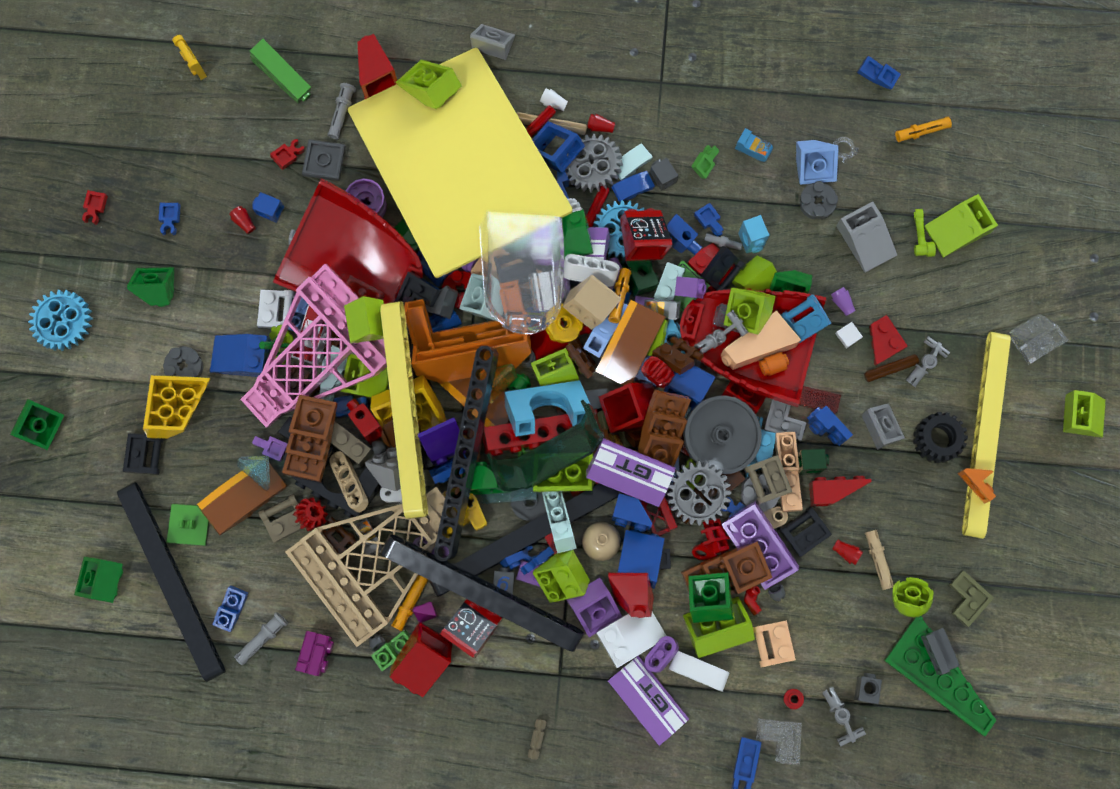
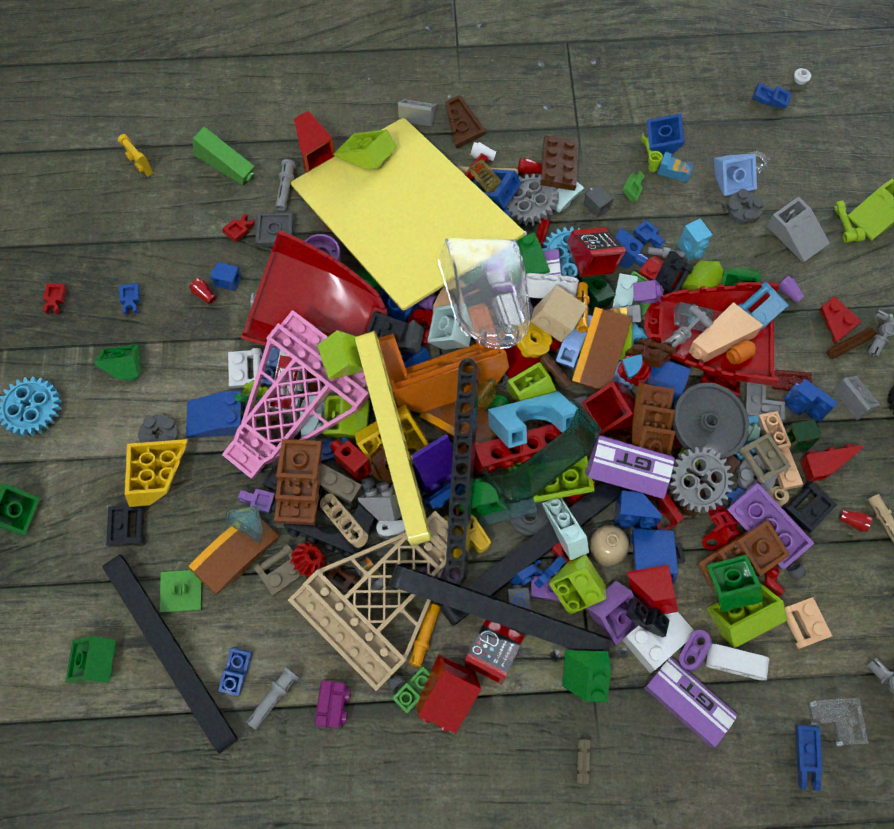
camera: 10 degrees left, 10 degrees down
(425, 612) = (442, 643): magenta slope -> none
(538, 61) = (463, 122): none -> reddish brown wing
(539, 125) = (477, 169): none -> clear yellow slope
(553, 662) = (587, 674): none -> green slope
(610, 254) = (569, 265): none -> medium azure bush
(619, 619) = (649, 619): none -> black slope
(631, 125) = (559, 163): none -> reddish brown plate
(633, 185) = (570, 215): blue slope -> none
(652, 370) = (632, 365): none -> dark azure tile
(733, 132) = (655, 157): none -> lime brick
(750, 106) = (666, 133): none -> blue slope
(751, 307) = (711, 299): lime slope -> none
(764, 450) = (754, 432): none -> sand green plate
(787, 699) = (833, 676): red plate -> none
(849, 335) = (803, 319): white tile -> none
(914, 56) = (802, 76): none -> white plate
(943, 123) = (808, 142): light orange pin -> none

